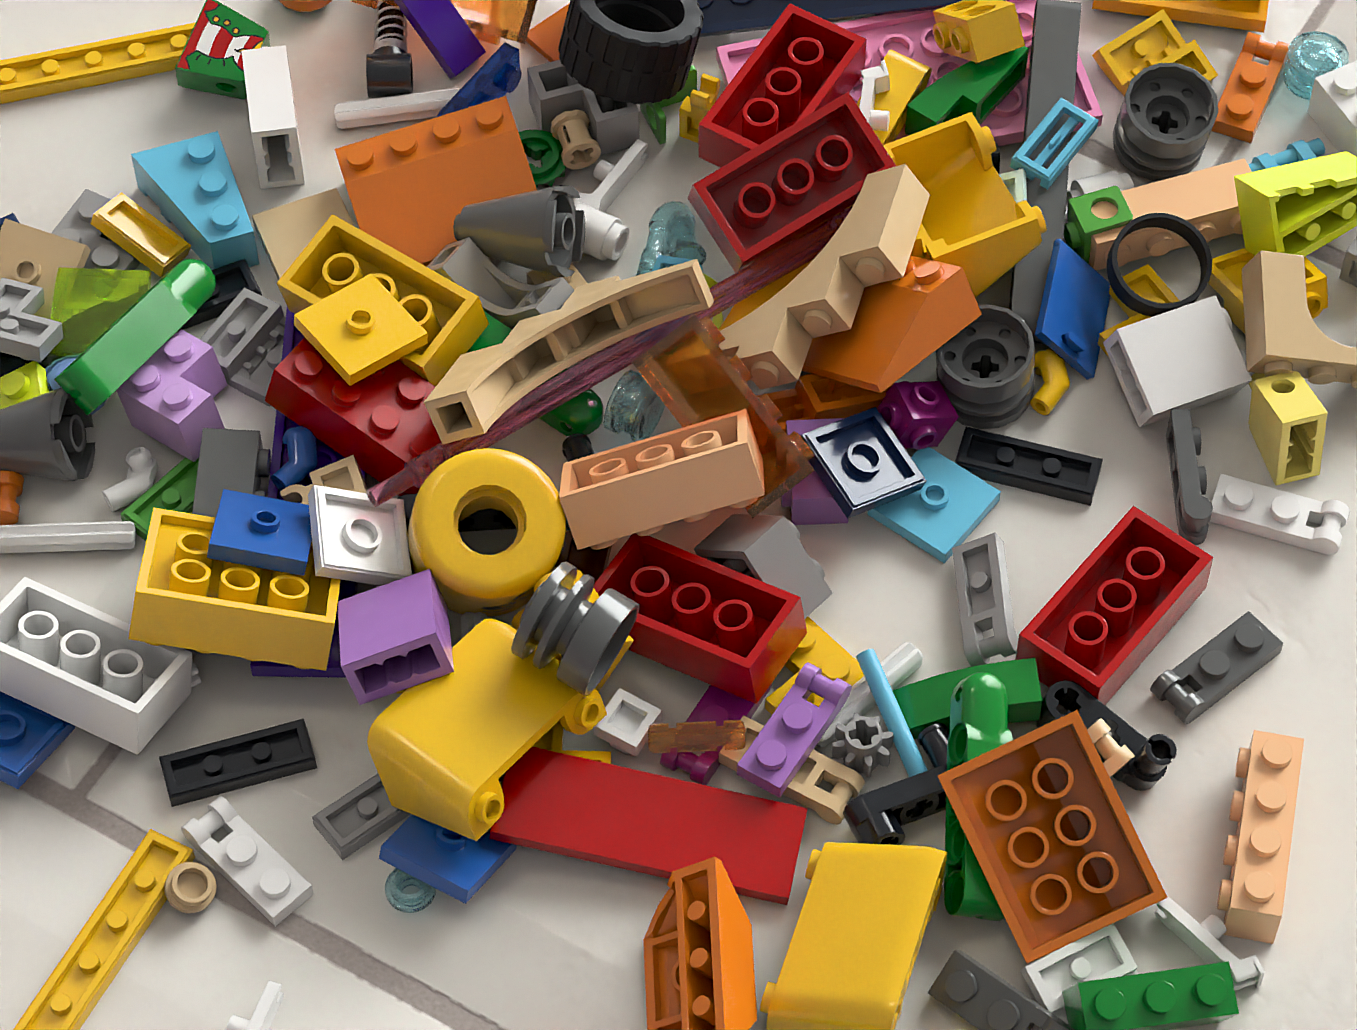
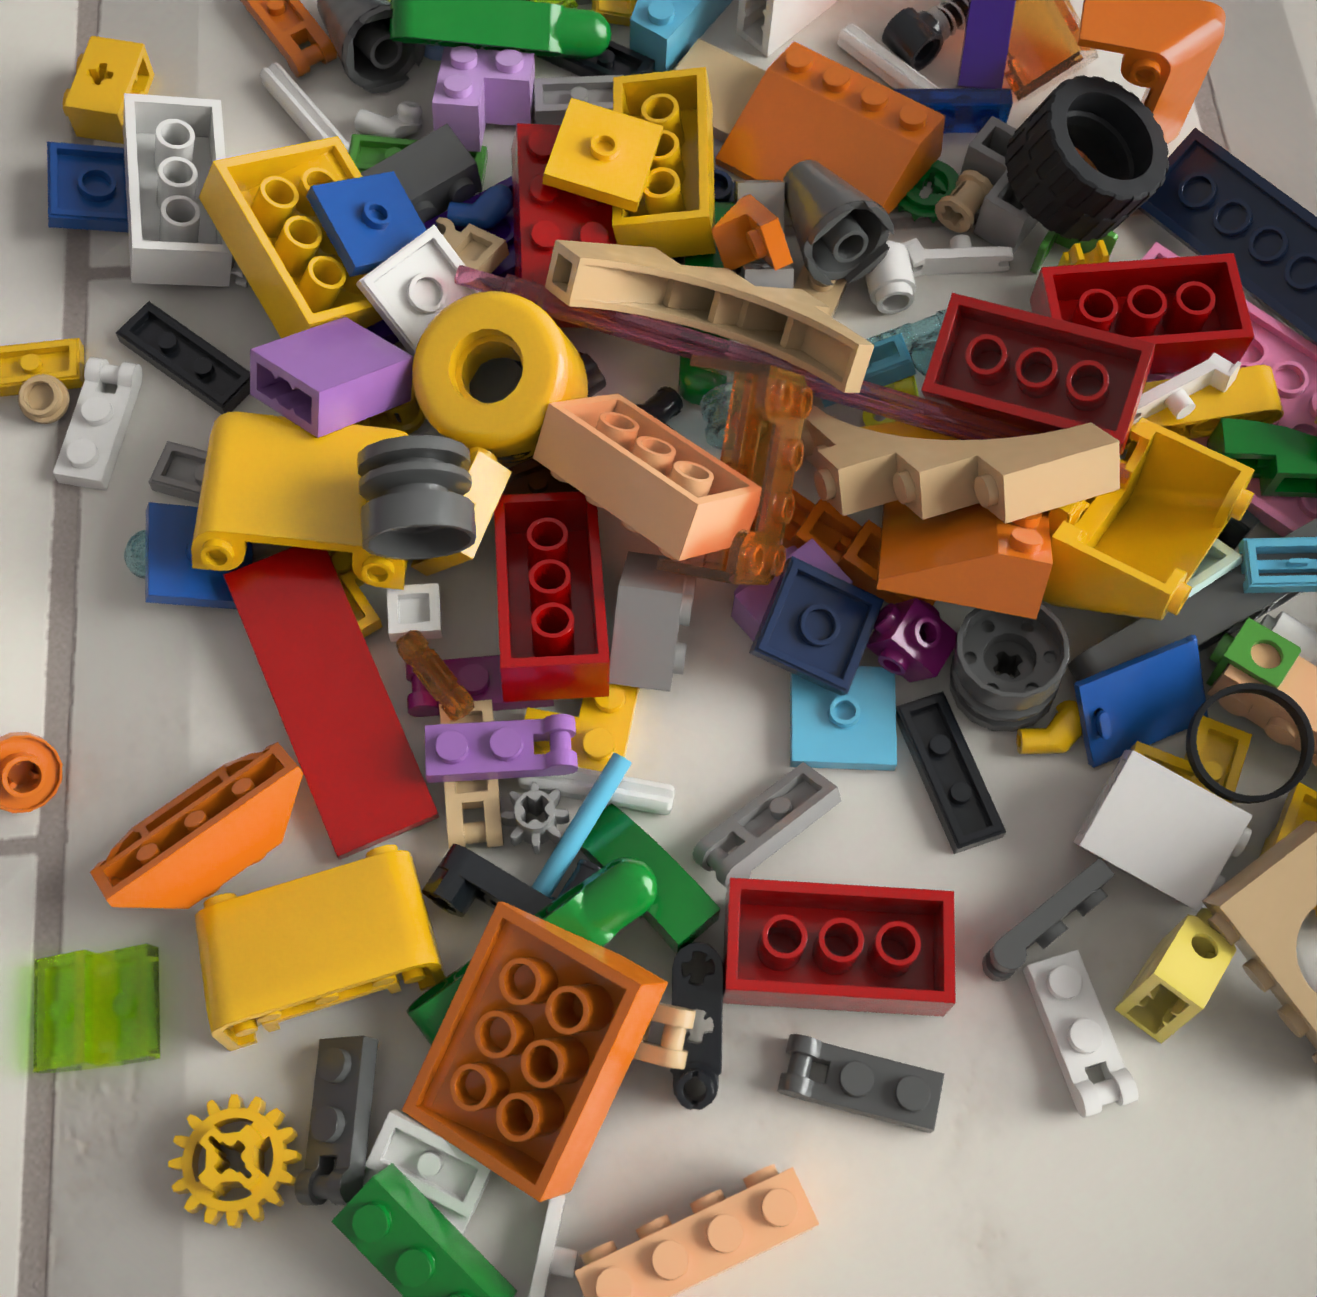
camera: 50 degrees right, 10 degrees up
(508, 278) = (750, 234): none -> orange slope

